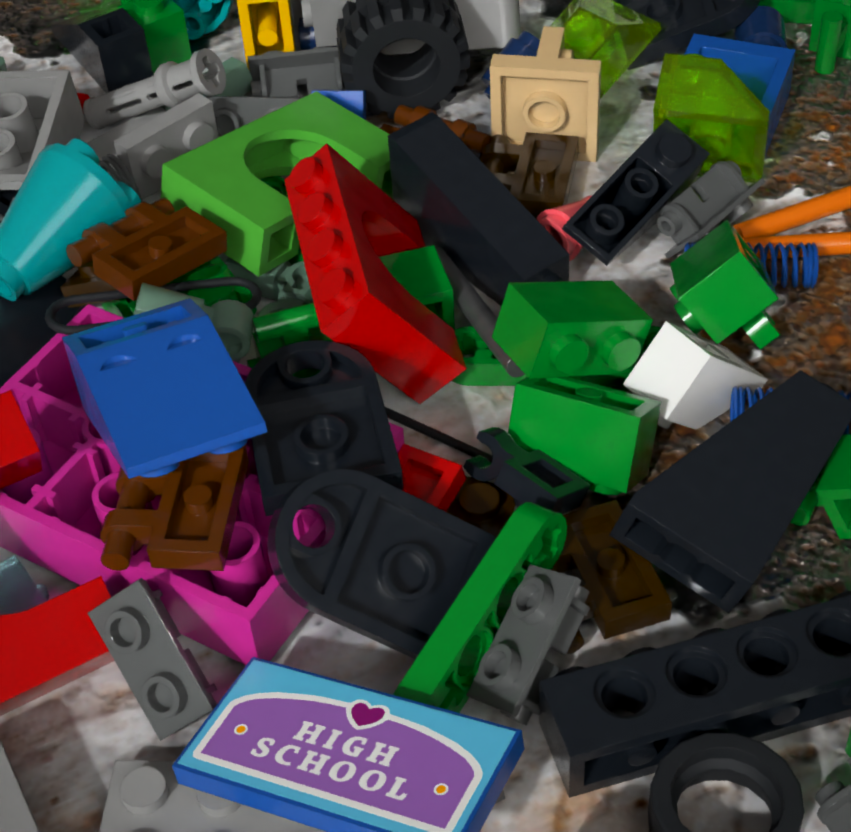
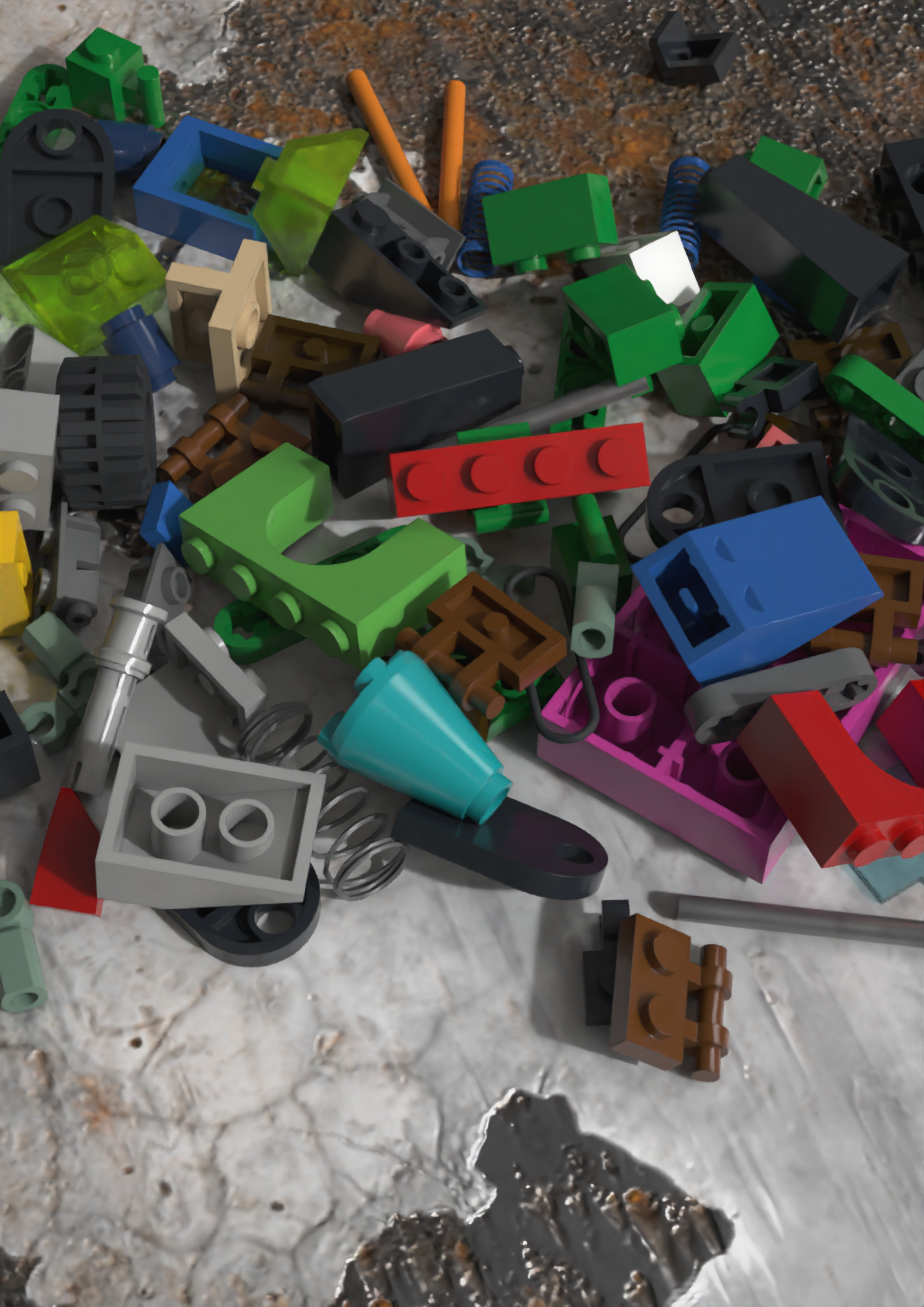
camera: 90 degrees left, 10 degrees up
(63, 448) = (726, 707): none -> dark grey beam

